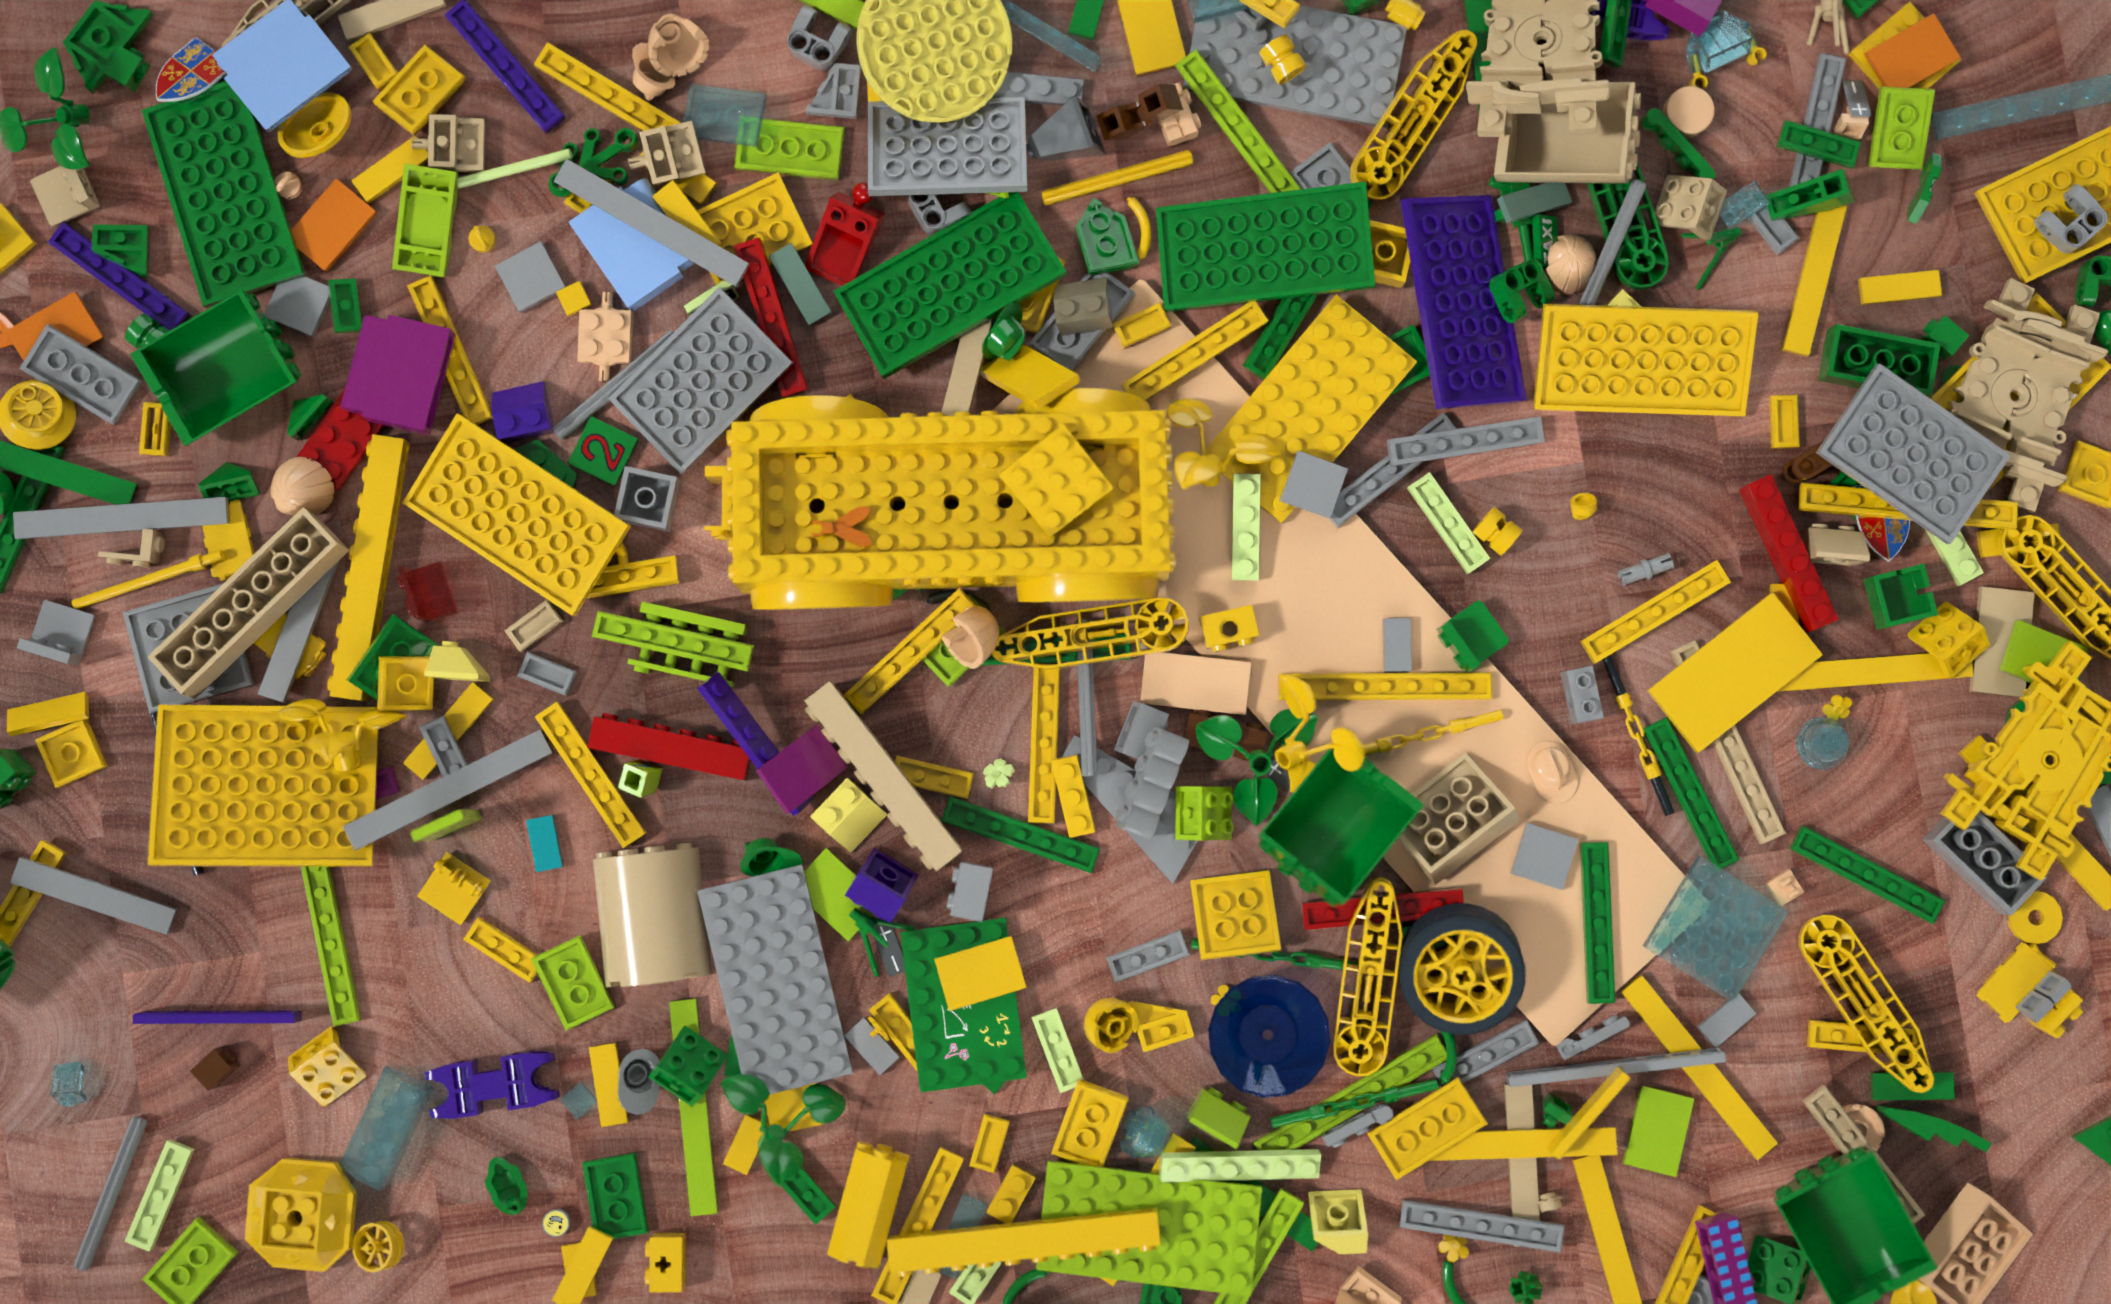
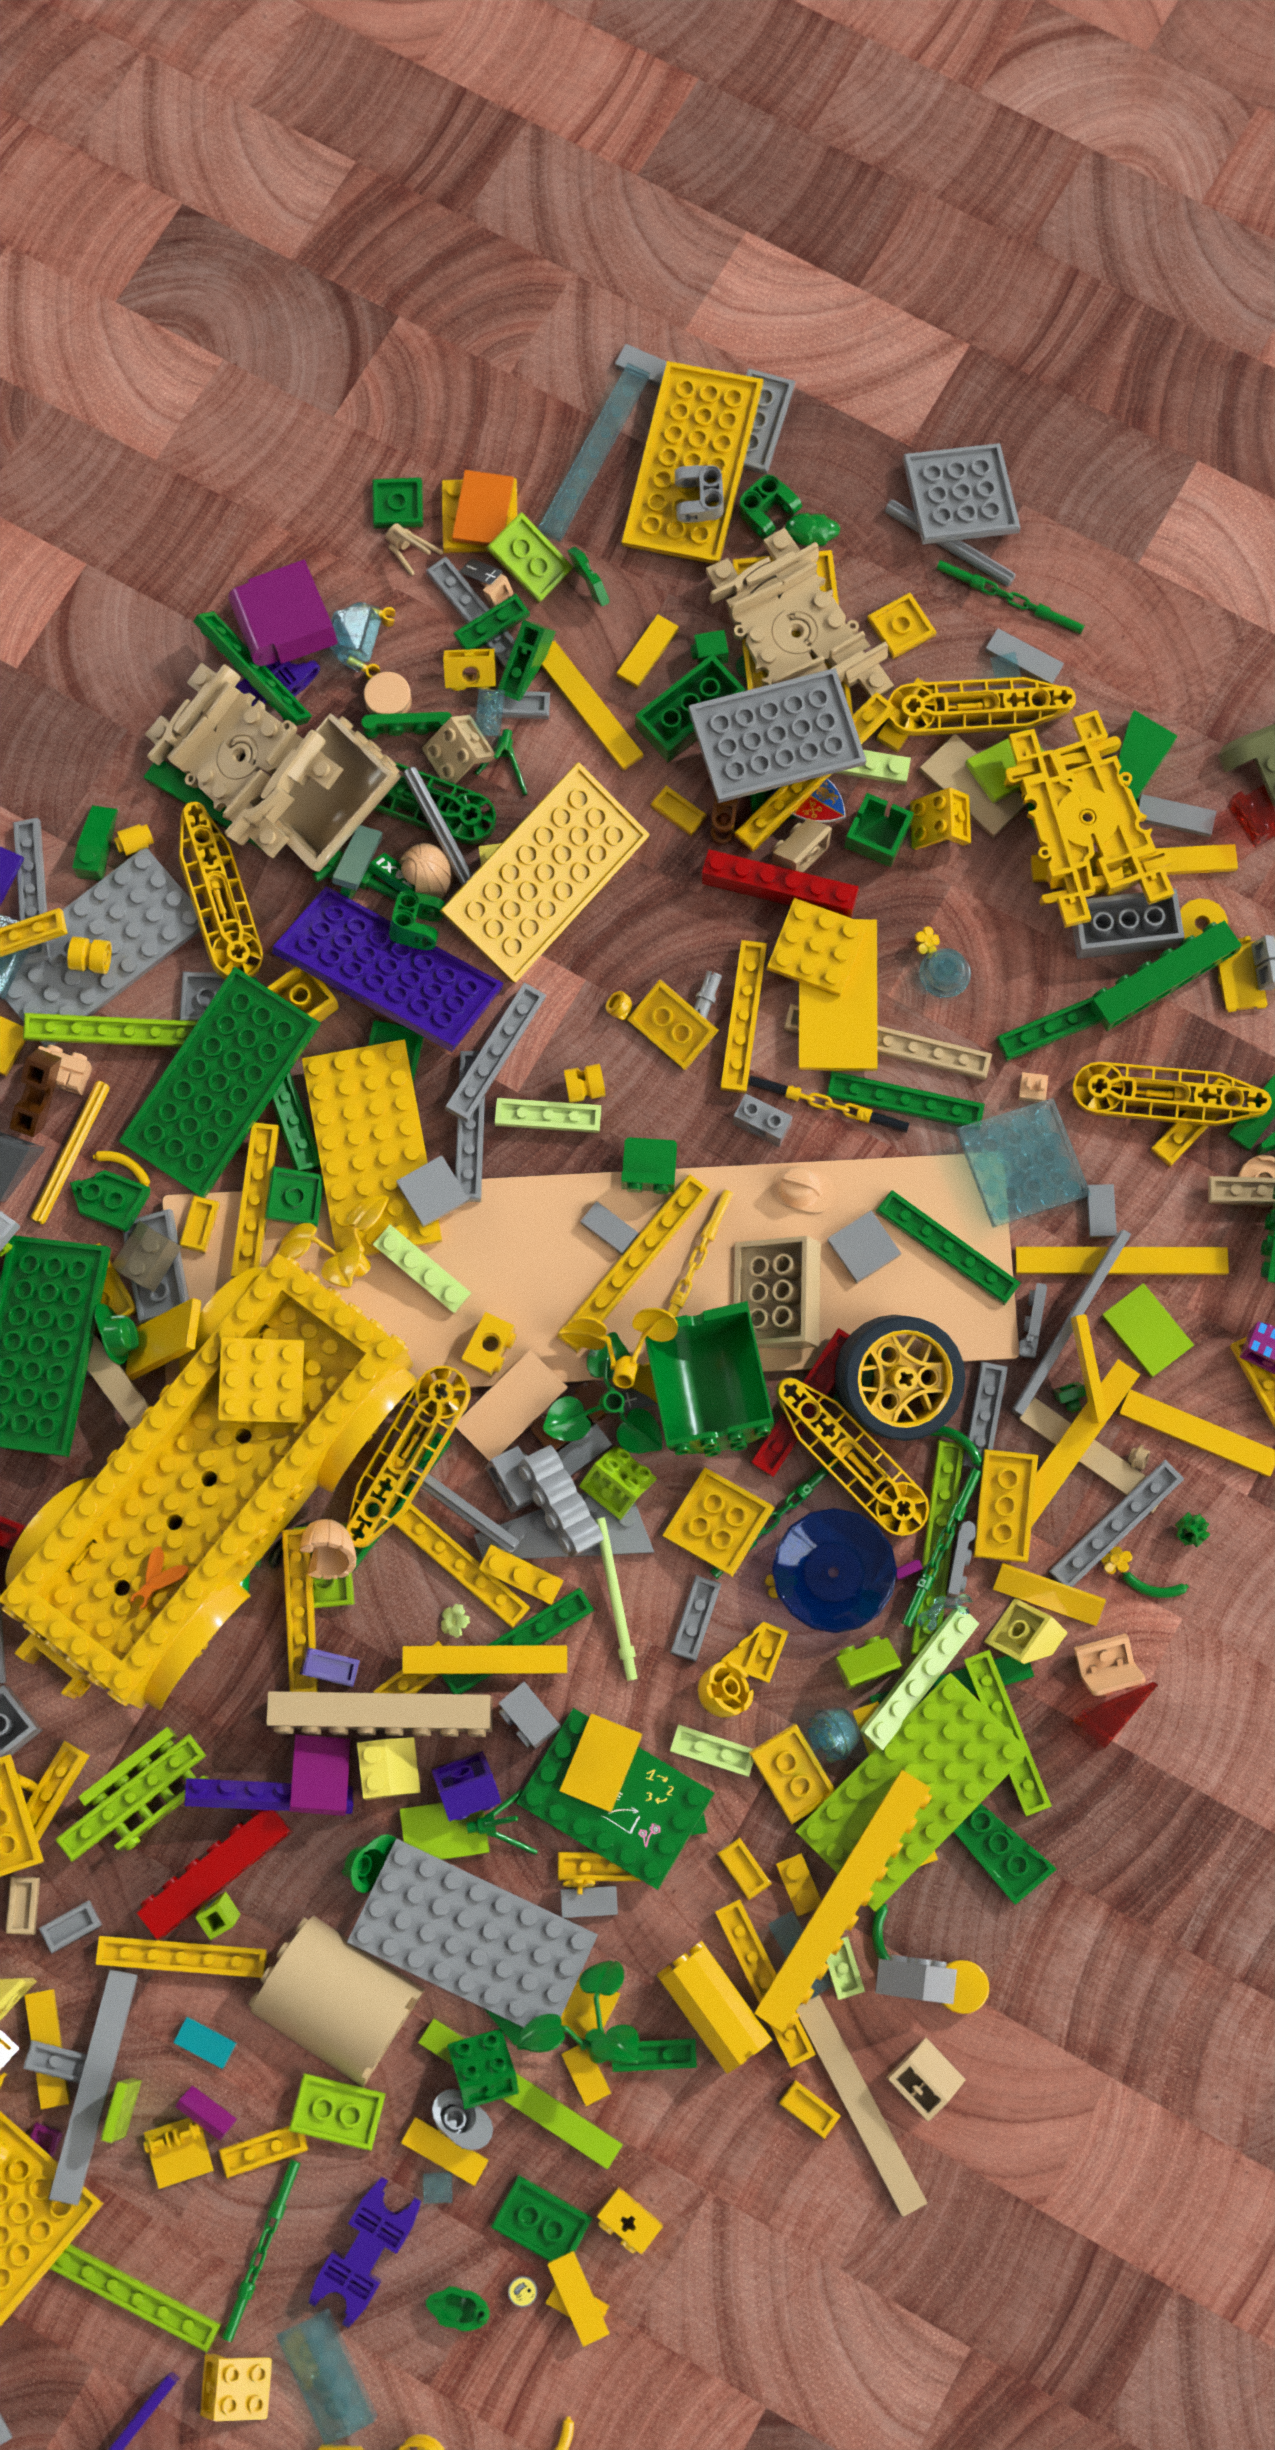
camera: 50 degrees left, 10 degrees down
(399, 1018) = (246, 2287): none -> green piece
(495, 886) = (206, 2112): none -> magenta tile
(887, 708) = (329, 1667): none -> tile
(892, 955) = (526, 1826): dark grey sticker -> none
(987, 822) = (484, 1660): none -> yellow tile
(1080, 923) = (626, 1651): none -> yellowish green bar
(1202, 765) = (583, 1451): none -> light grey tile
(1222, 380) = (293, 1196): none -> green plate
(1307, 1136) = (940, 1603): none -> clear light blue arm
(1317, 1091) = (908, 1570): none -> magenta tile
(1385, 1214) = (1049, 1594): none -> yellow tile
(1602, 561) = (672, 1024): none -> yellow tile
(1760, 625) = (816, 947): none -> yellow plate
(1779, 158) = (480, 659): none -> yellow brick
(1871, 671) = (919, 896): yellow tile -> none
(1965, 923) = (1165, 975): none -> green brick

